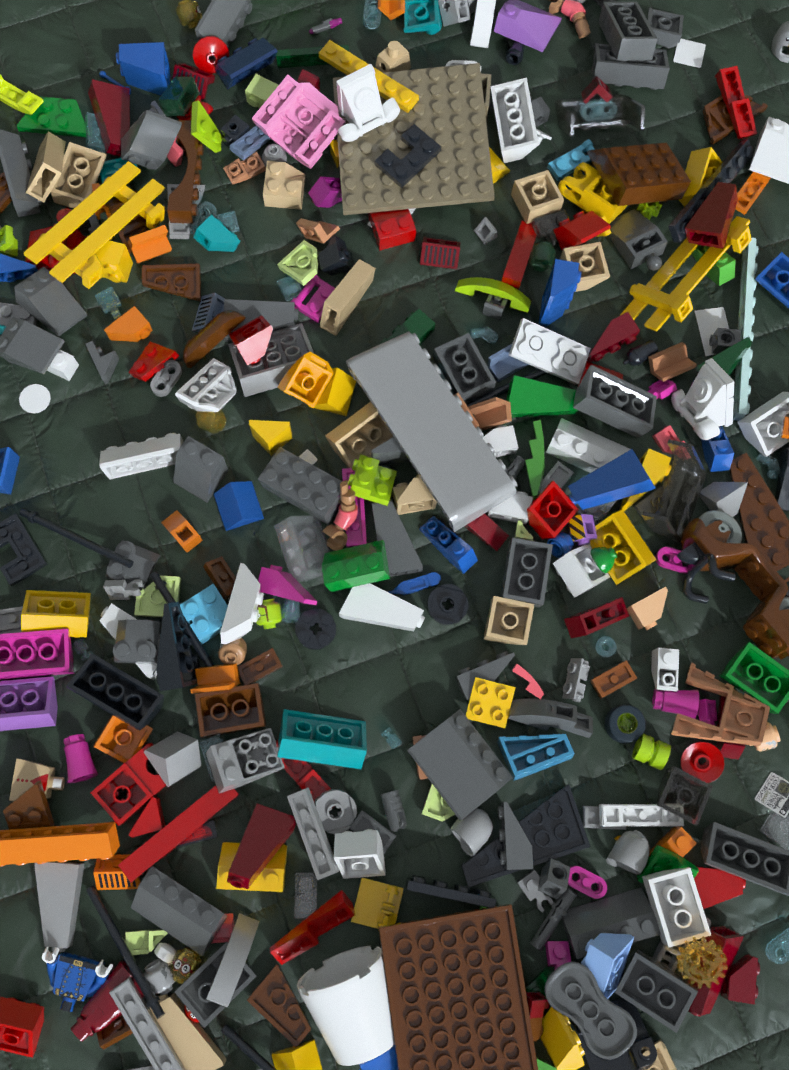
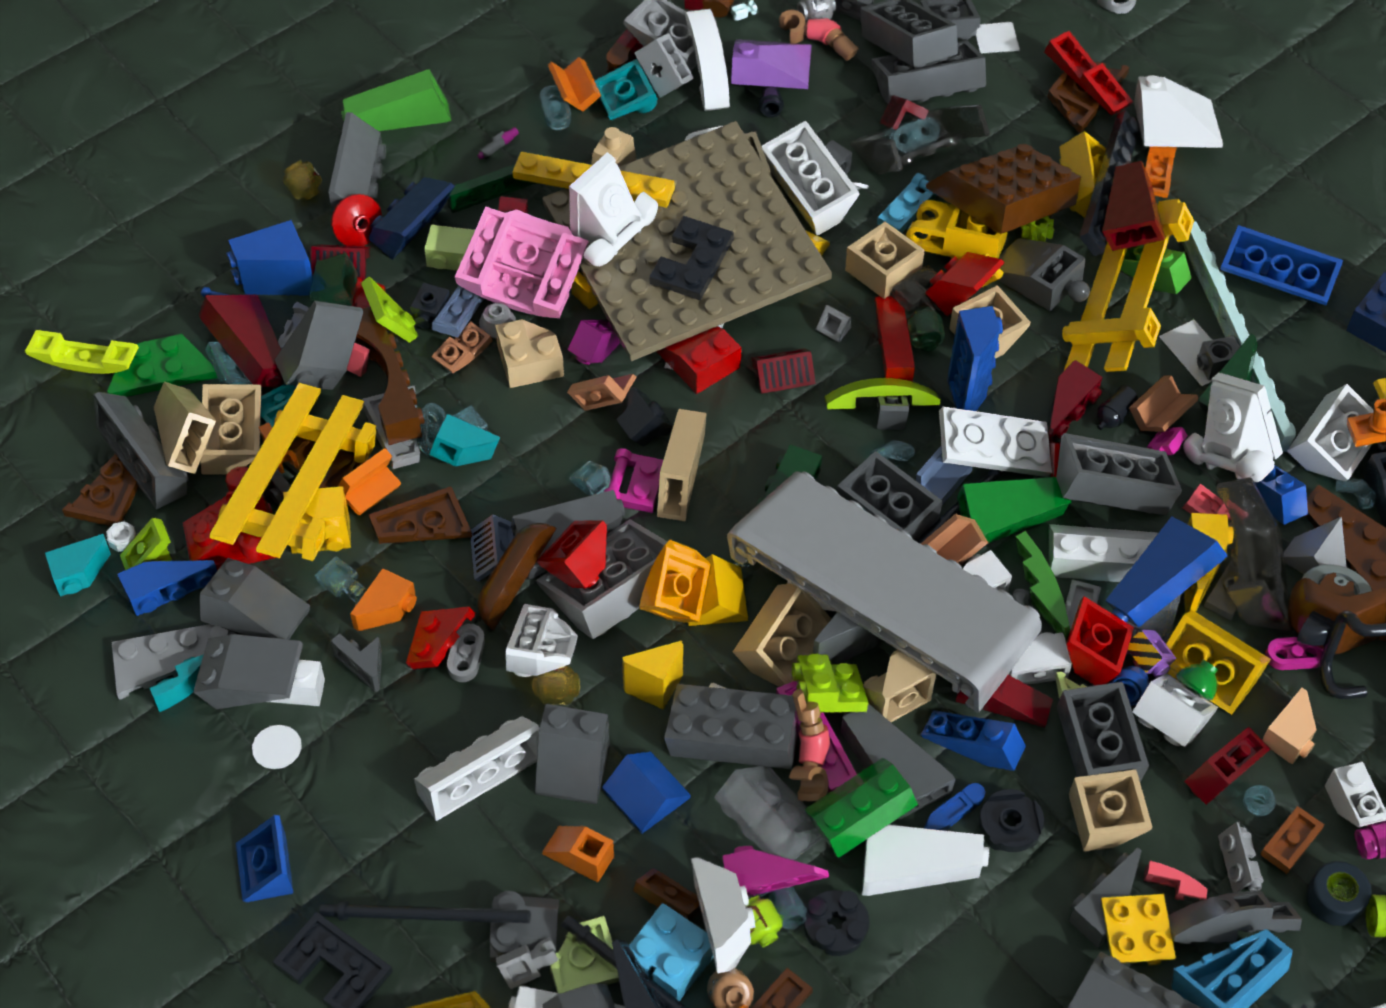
camera: 15 degrees left, 20 degrees down
(301, 263) = (596, 441): yellowish green plate -> none

